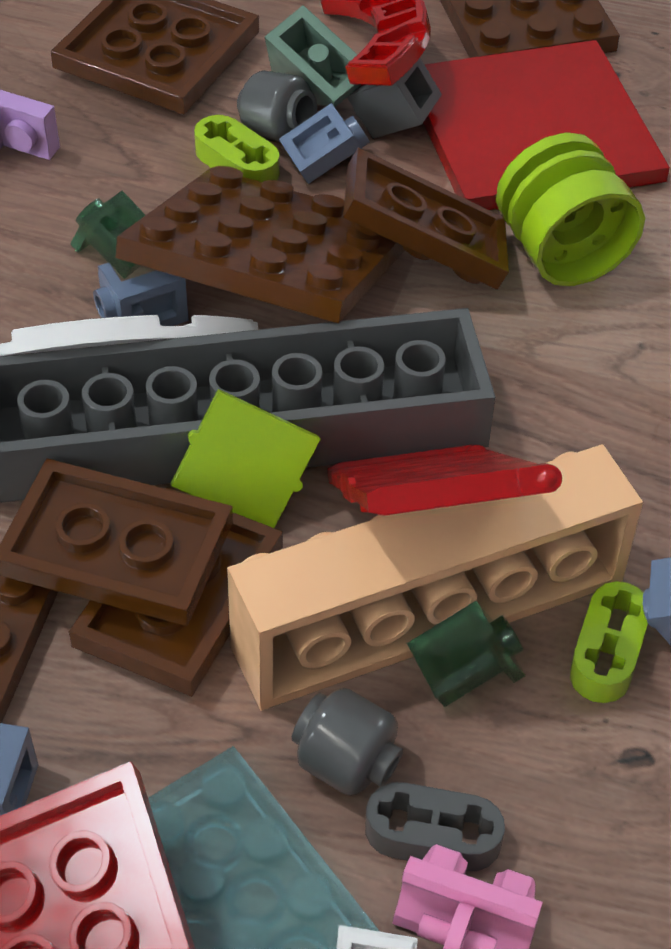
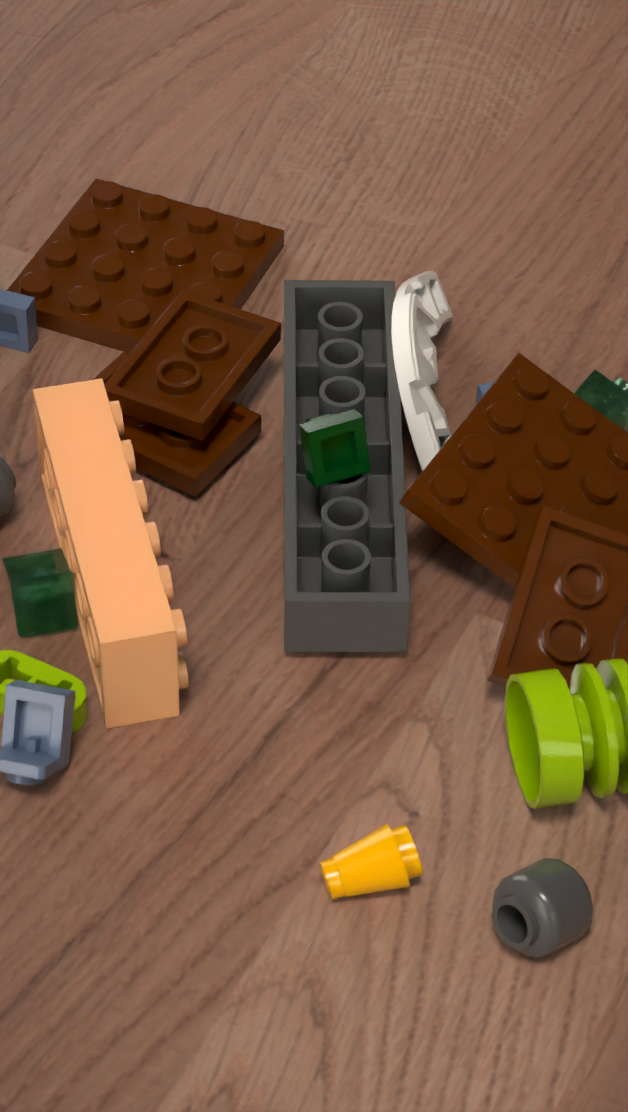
camera: 100 degrees right, 5 degrees down
(245, 459) = (261, 446): lime piece -> none
(291, 361) = (334, 447): none -> dark green tile
(439, 479) = (157, 502): red door -> none

